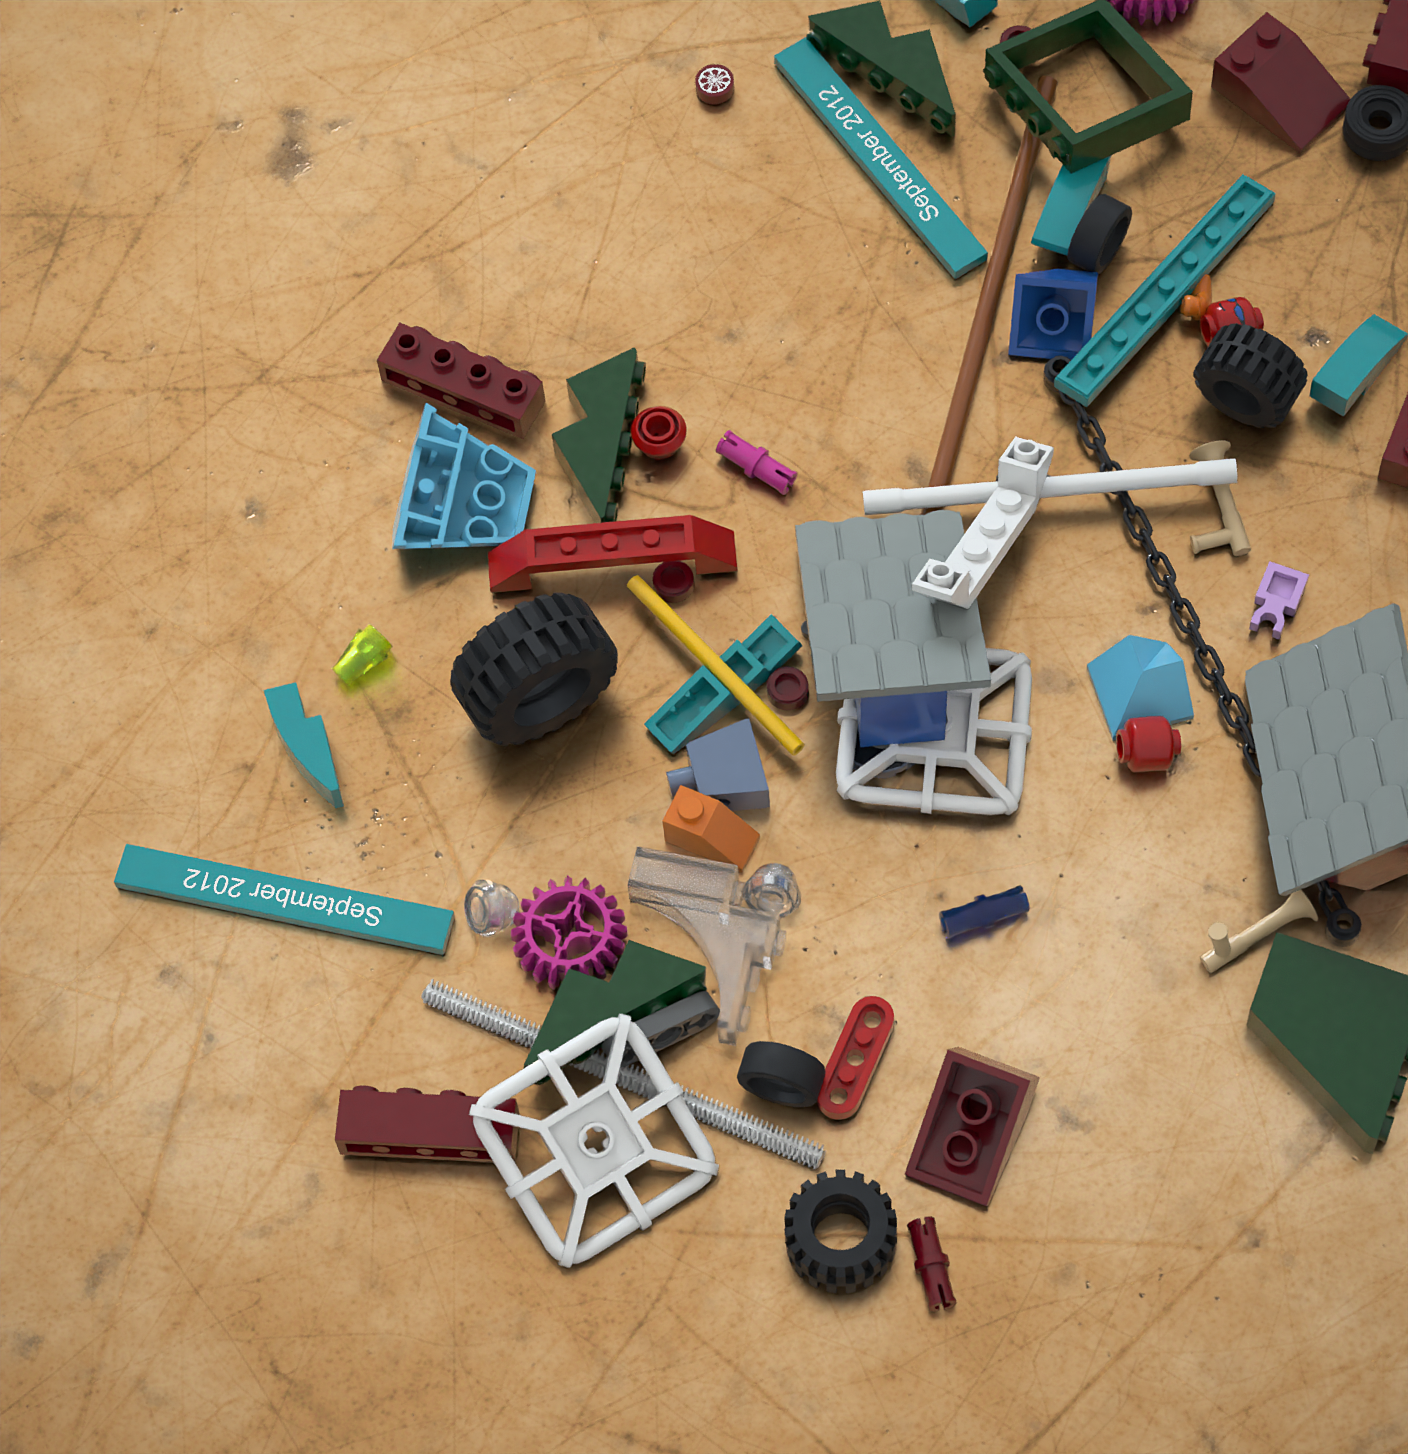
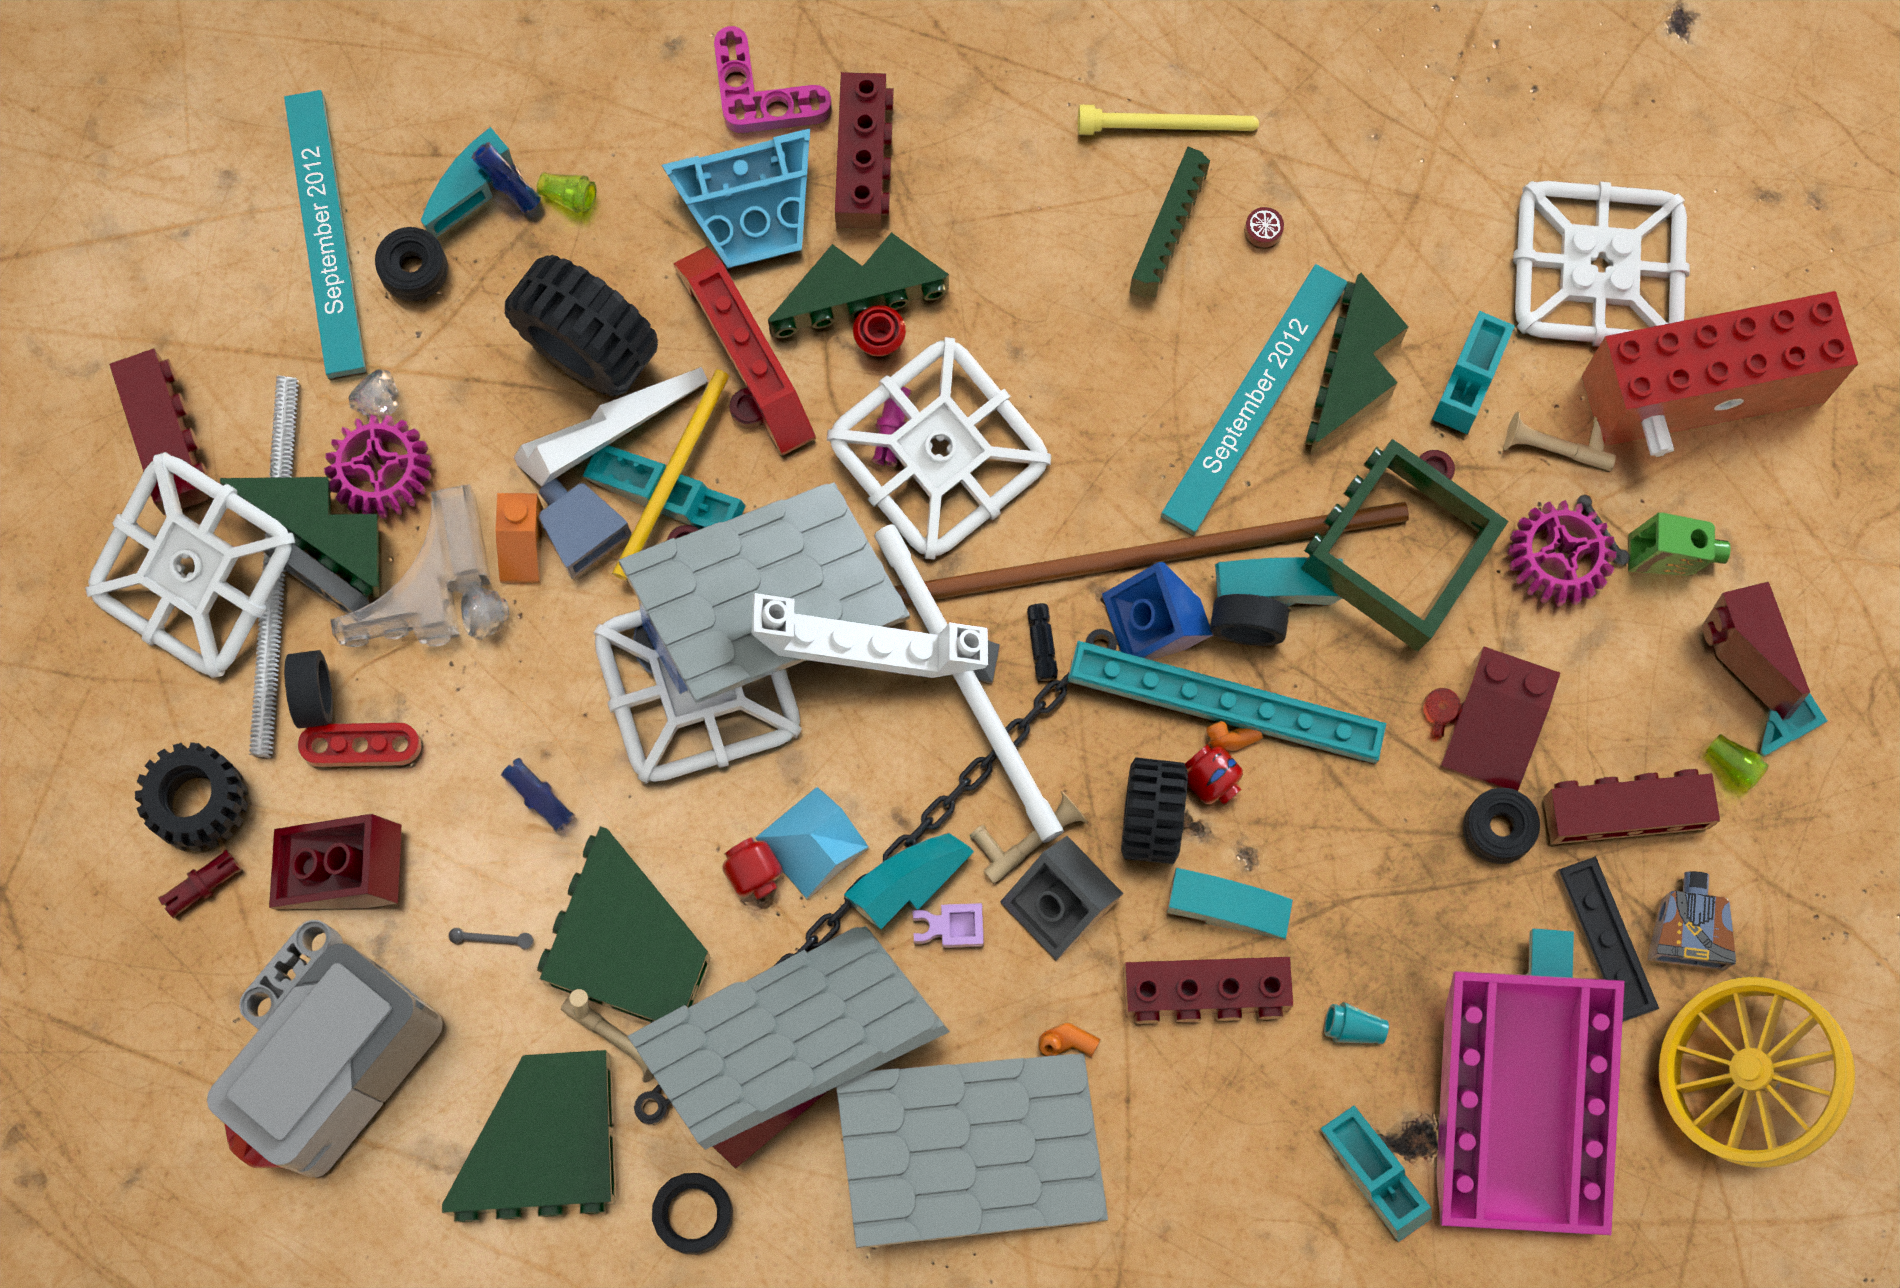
camera: 60 degrees right, 10 degrees up
(325, 697) = (506, 177): none -> clear blue pin
(346, 461) = (747, 99): none -> dark pink beam
(364, 803) = (406, 243): none -> black tyre
(533, 179) = (1093, 120): none -> light yellow piece
(639, 731) = (562, 450): none -> white wedge
(673, 154) = (1170, 223): none -> dark green gear
(790, 445) = (937, 473): none -> white plate
(1033, 419) = (1042, 642): none -> black axle
(1124, 983) = (524, 940): none -> dark grey hinge
(1167, 883) = (622, 939): none -> dark green slope
(1173, 1181) = (320, 1055): none -> light grey piece
(1218, 613) = (907, 878): none -> teal slope
(1247, 128) = (1439, 716): none -> clear red piece
(1292, 494) = (1061, 897): none -> dark grey slope

